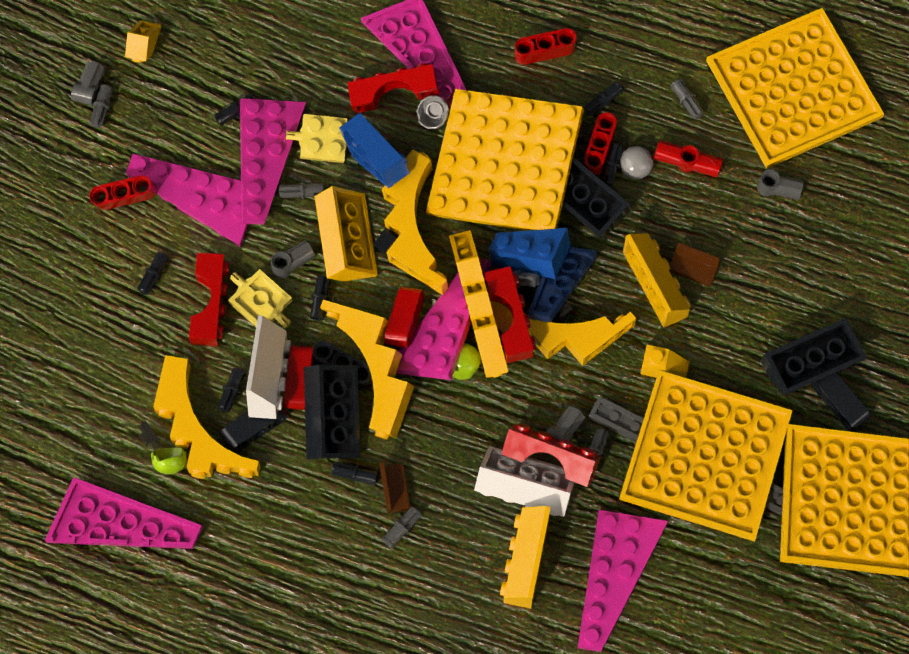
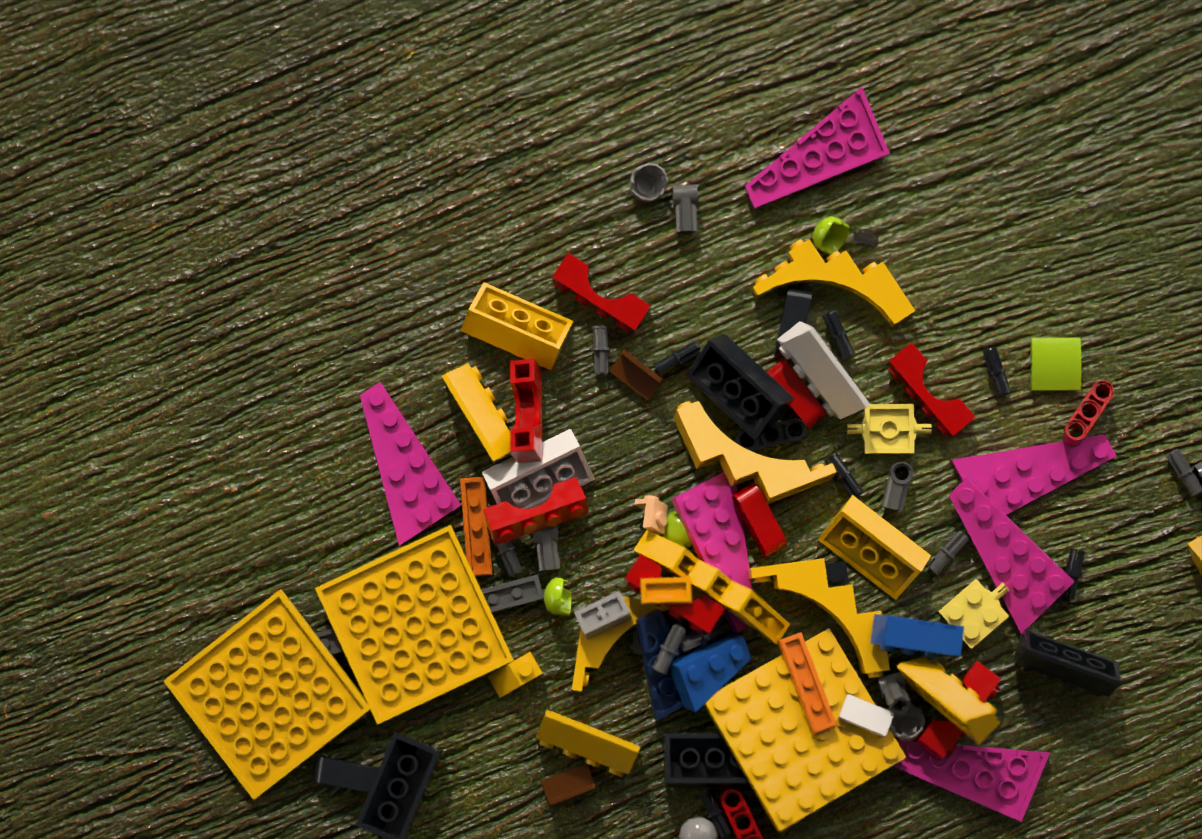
camera: 130 degrees right, 15 degrees up
(110, 244) = (1055, 363): none -> lime slope
(244, 575) = (685, 202): none -> dark grey piece
(256, 610) = (648, 182): none -> light grey hair
(295, 56) = (1067, 663): none -> black slope
(357, 537) = (626, 311): none -> red arch
(392, 93) = (950, 698): none -> yellow slope
(422, 137) = (893, 689): none -> dark grey piece
(444, 596) = (516, 325): none -> yellow slope
(456, 132) = (866, 715): none -> white tile
(471, 379) = (655, 513): none -> light nougat bracket
(475, 184) = (807, 683): none -> orange tile
(493, 525) = (527, 391): none -> red arch
(513, 316) = (666, 590): none -> light orange tile
(547, 282) = (669, 649): none -> dark grey axle
(570, 342) = (603, 615): none -> light grey hinge
(589, 388) = (557, 598): none -> lime hair
(600, 489) = (475, 528): none -> orange tile

